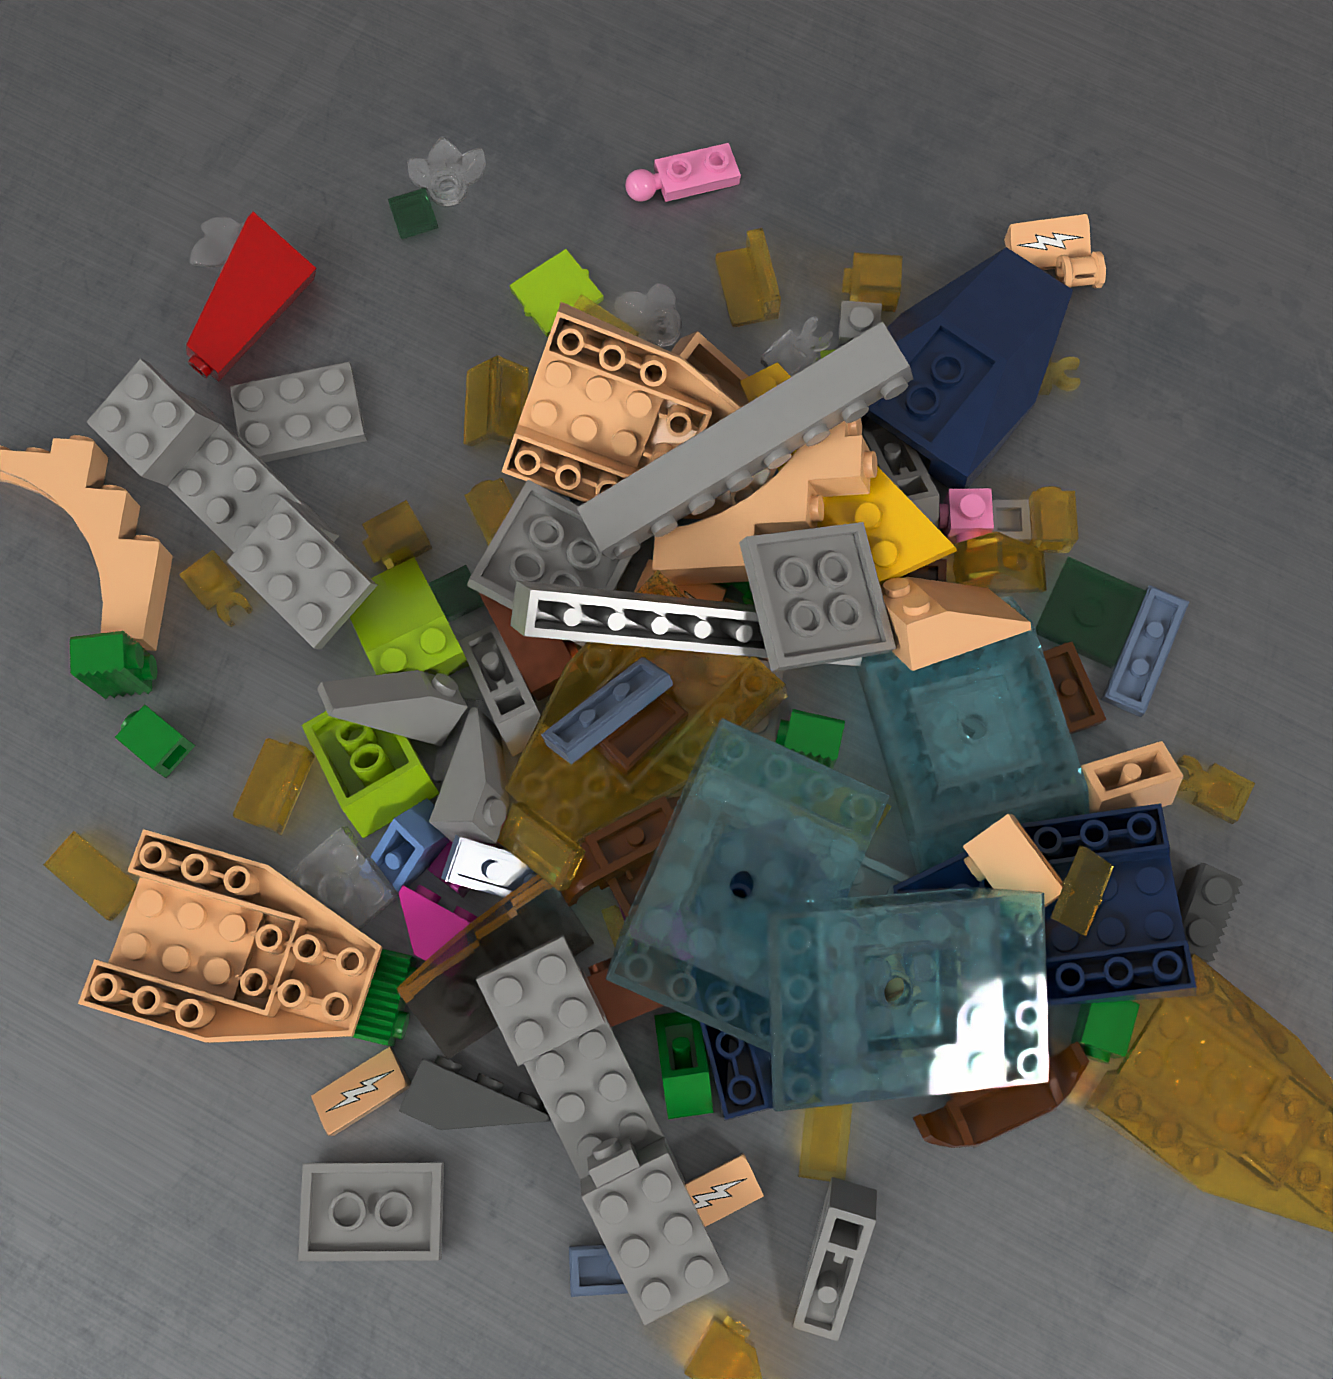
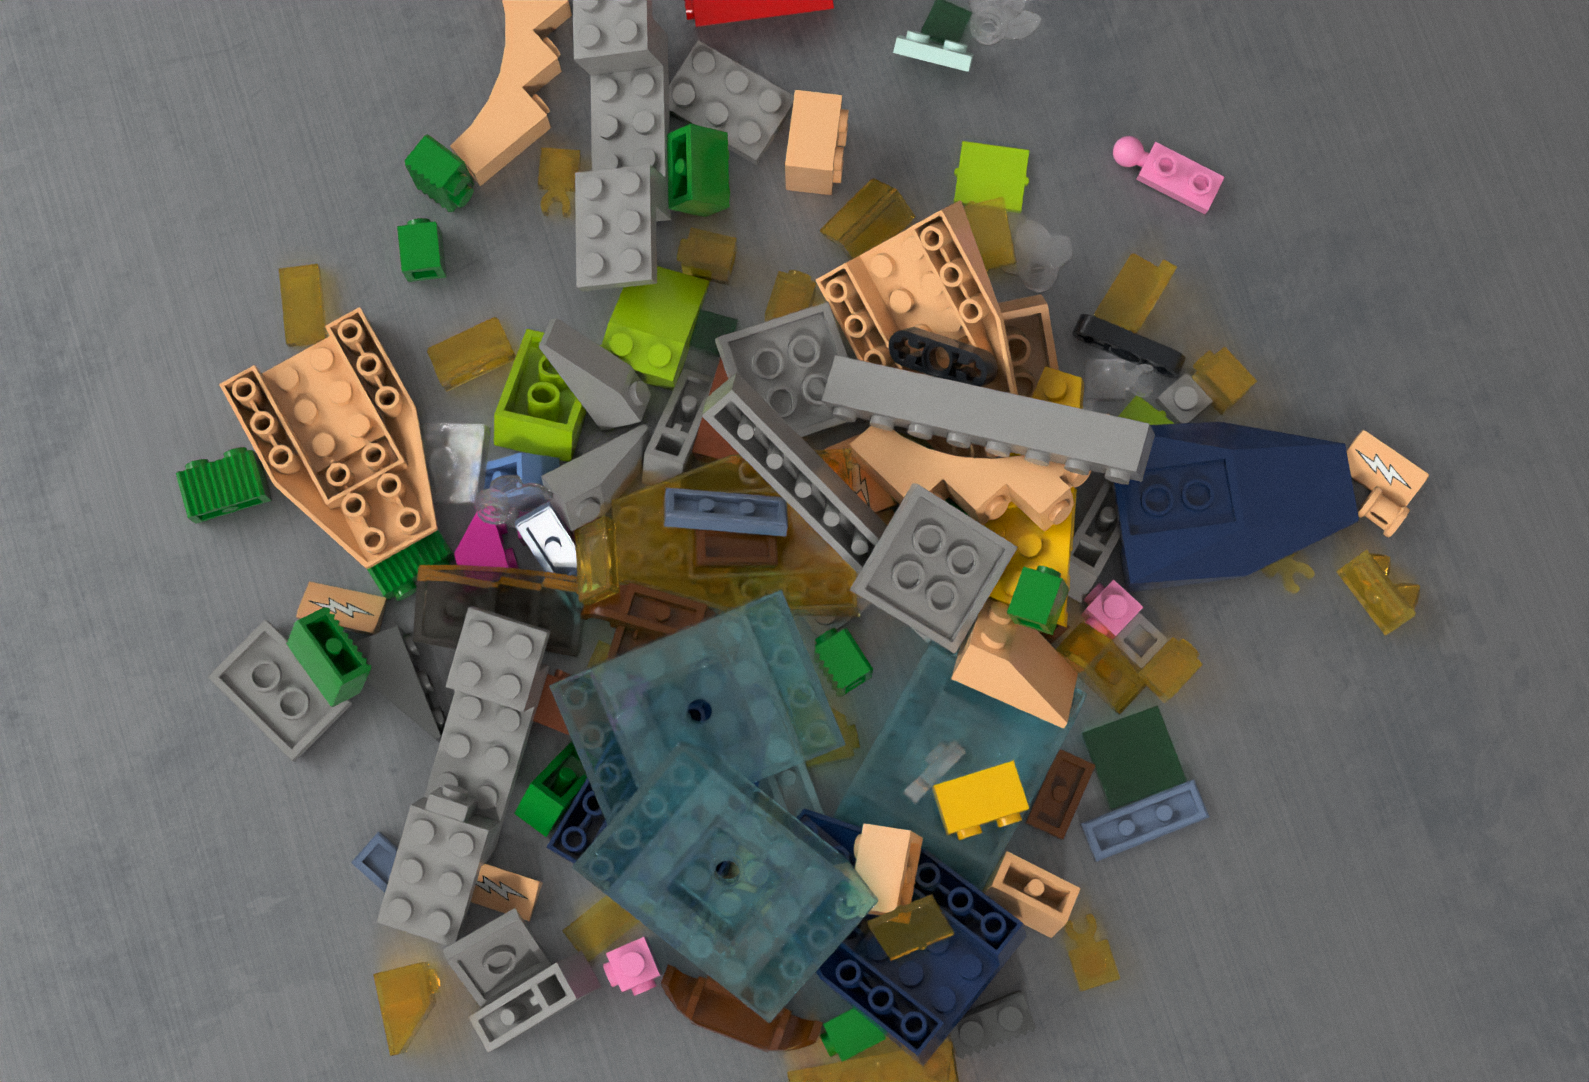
camera: 45 degrees right, 5 degrees up
(160, 1086) = (223, 485): none -> green brick
(325, 478) = (698, 170): none -> green brick
(389, 1140) = (328, 656): none -> green brick
(398, 375) = (813, 142): none -> light nougat brick
(421, 864) = (509, 500): none -> clear plate
(440, 228) = (918, 46): none -> light aqua plate
(628, 439) = (958, 353): none -> black beam
(772, 1253) = (497, 958): none -> light grey plate
(778, 318) = (1128, 345): none -> black beam
(886, 1148) = (633, 967): none -> bright pink brick
(920, 544) = (1038, 599): none -> green brick
(970, 742) = (940, 761): none -> clear plate
(1028, 741) = (981, 799): none -> yellow brick
(1136, 330) = (1385, 602): none -> clear yellow tile

